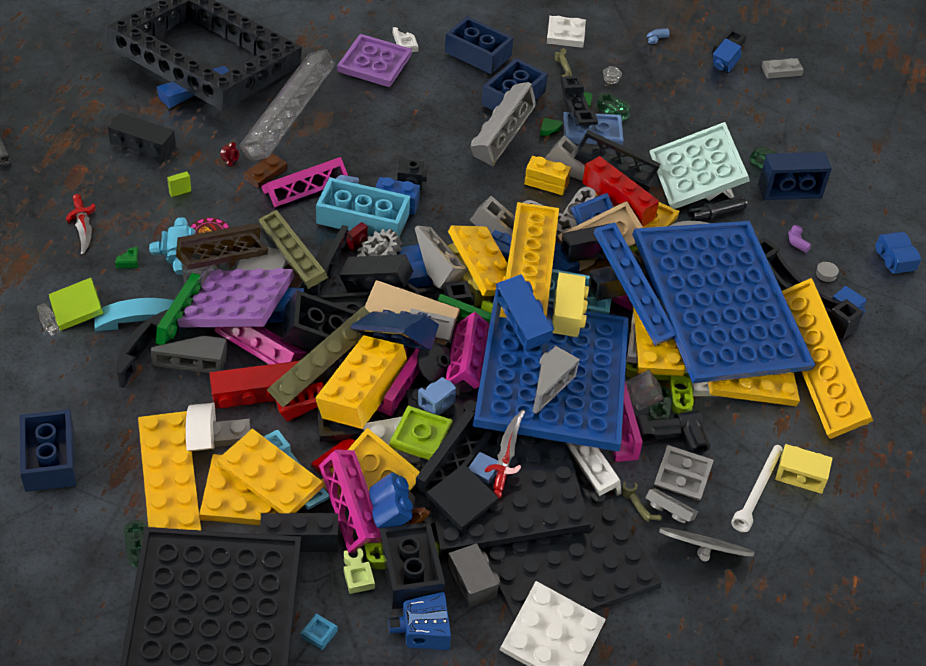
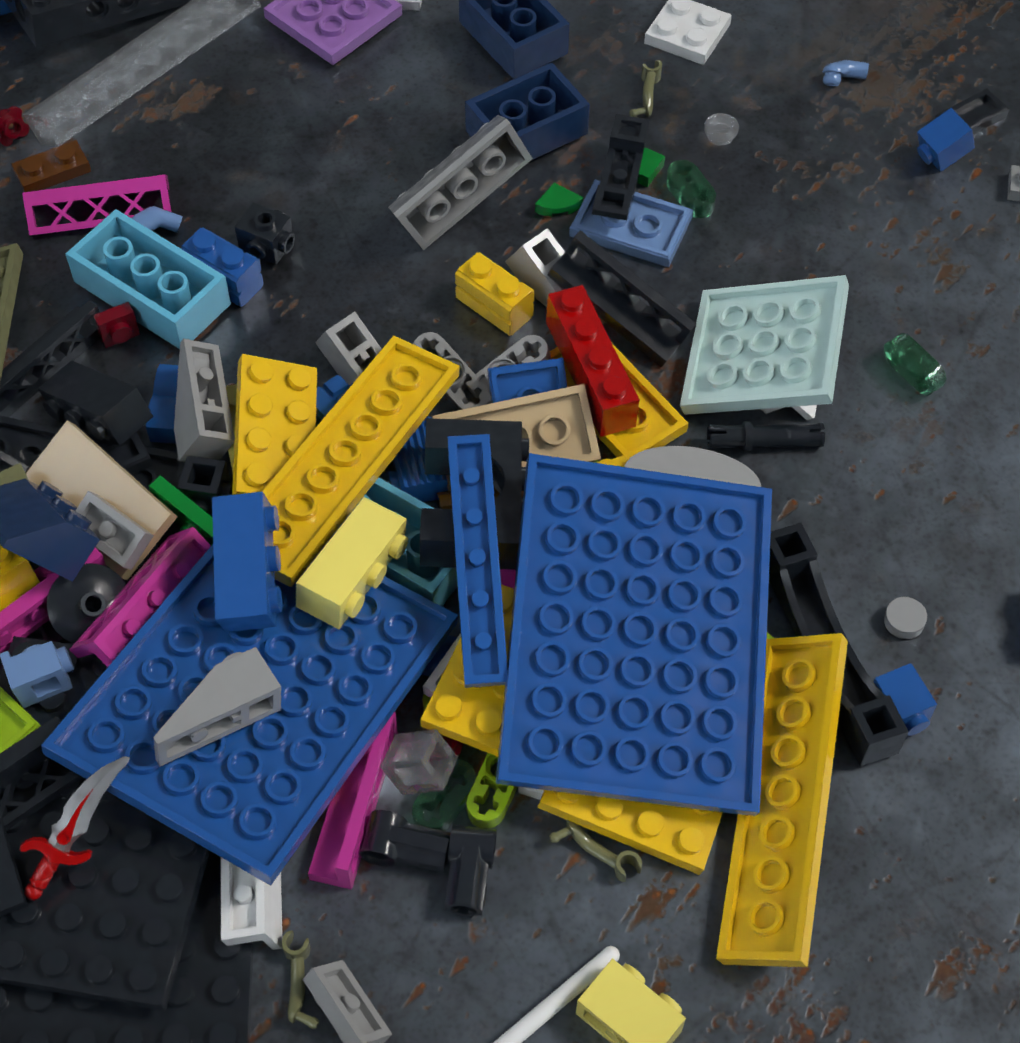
camera: 25 degrees right, 10 degrees up
(381, 244) = (136, 355): light grey gear -> none
(478, 467) = (33, 824): medium blue tile -> none
(683, 472) = (410, 947): light grey slope -> none
(763, 408) = (598, 851): none -> olive piece
(794, 176) = (937, 411): dark blue brick -> none
(796, 239) = (881, 536): medium lavender arm -> none

